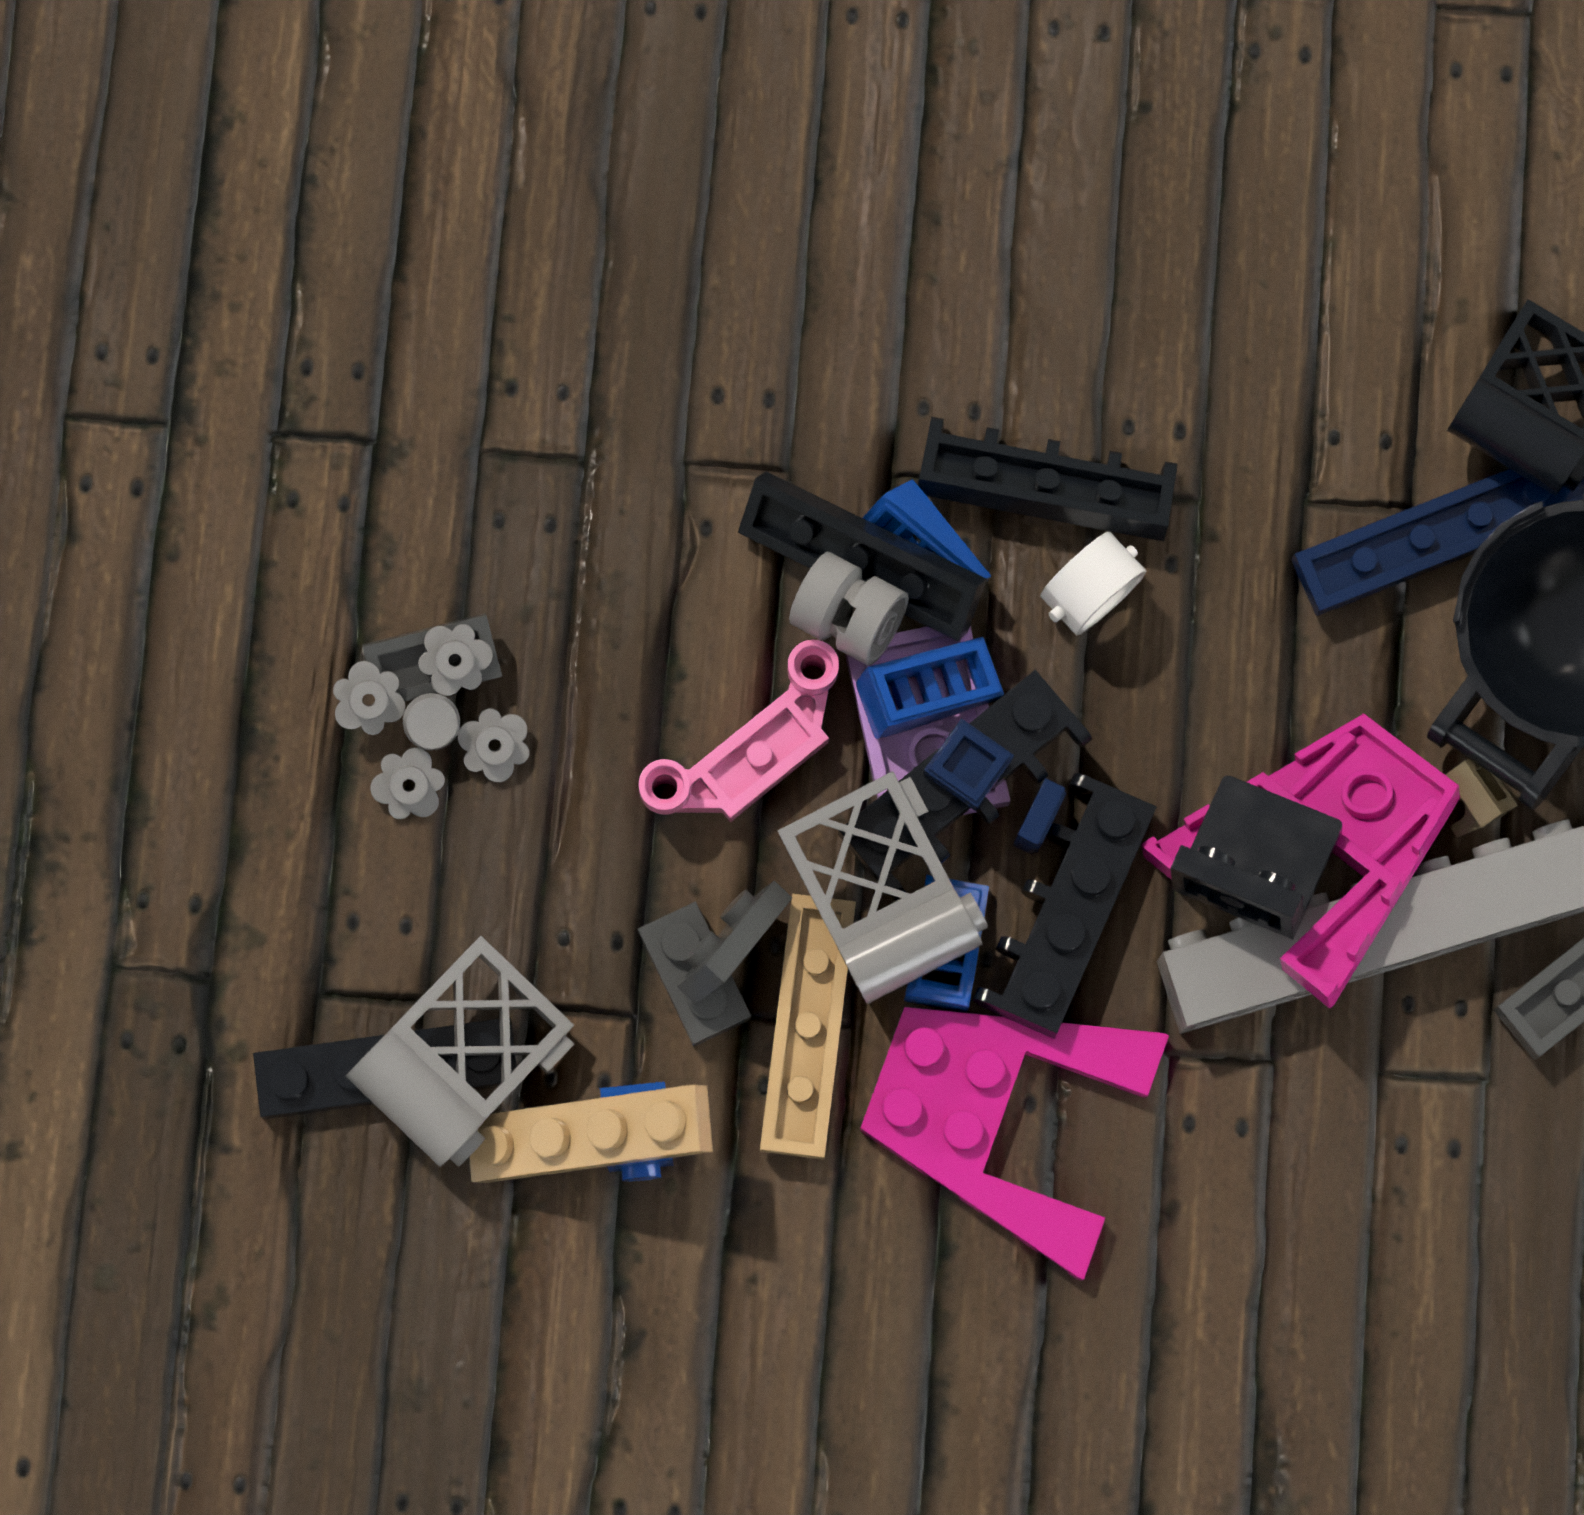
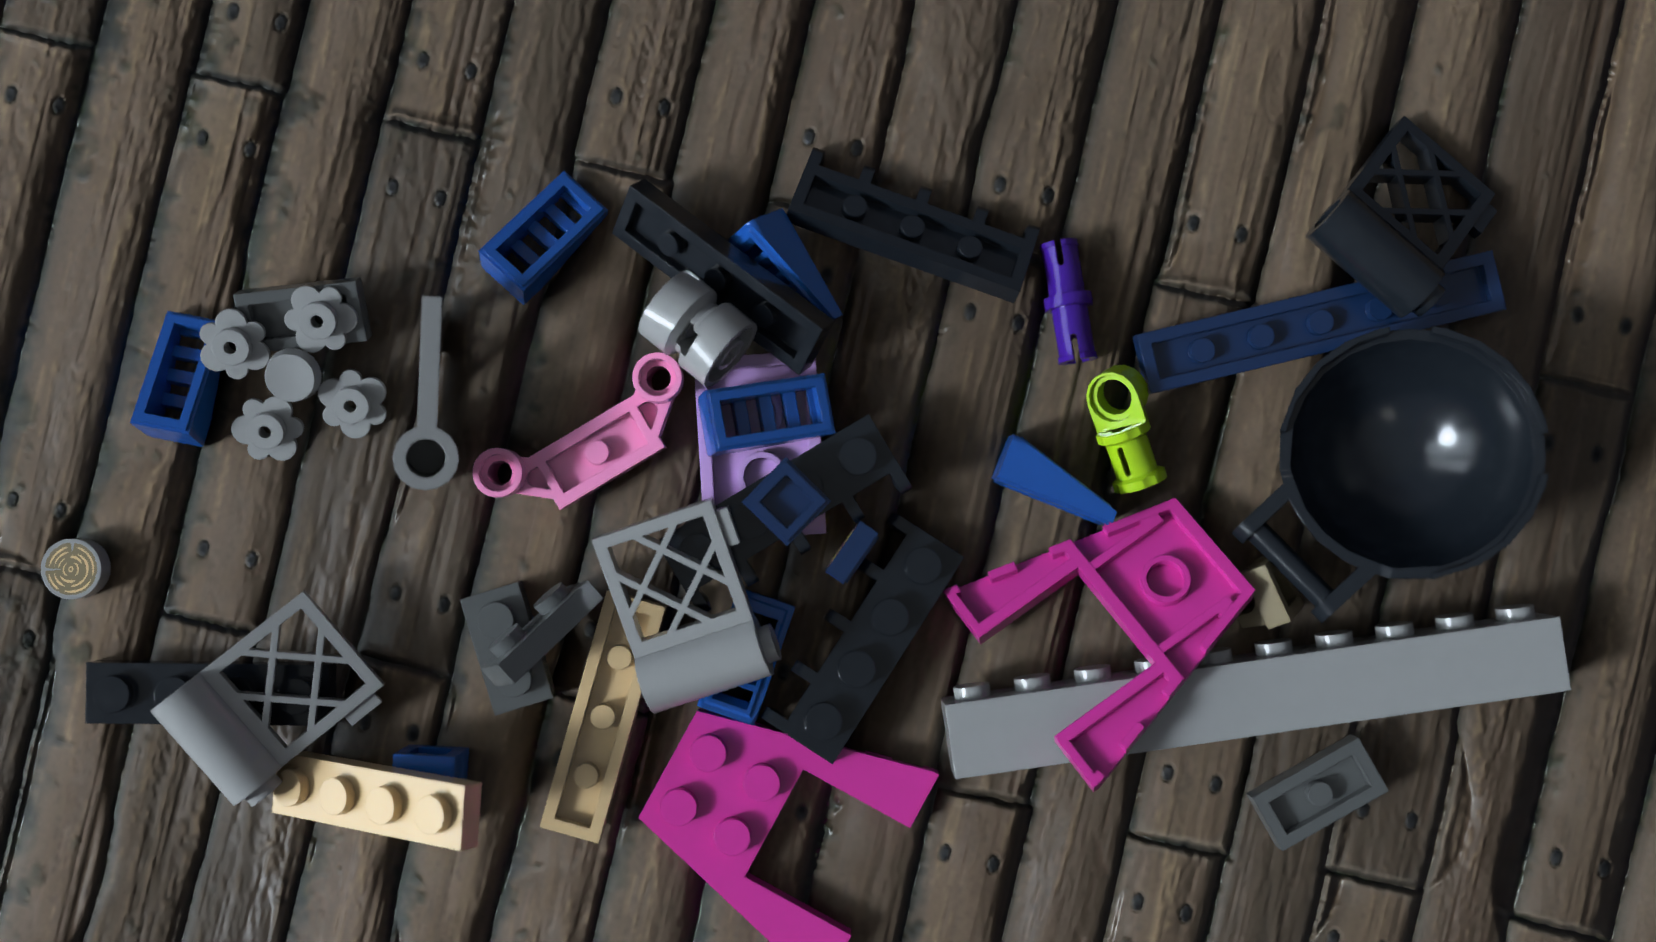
camera: 15 degrees right, 10 degrees up
(224, 959) = (75, 568): none -> tile
(308, 786) = (161, 373): none -> blue slope
(594, 763) = (426, 454): none -> light grey piece
(646, 582) = (526, 222): none -> blue slope
(1093, 583) = (938, 335): white piece -> none
(1219, 532) = (1068, 301): none -> dark purple pin
(1225, 716) = (1038, 477): none -> blue slope
(1257, 856) = (1051, 629): black bracket -> none
(1299, 654) = (1125, 431): none -> lime connector

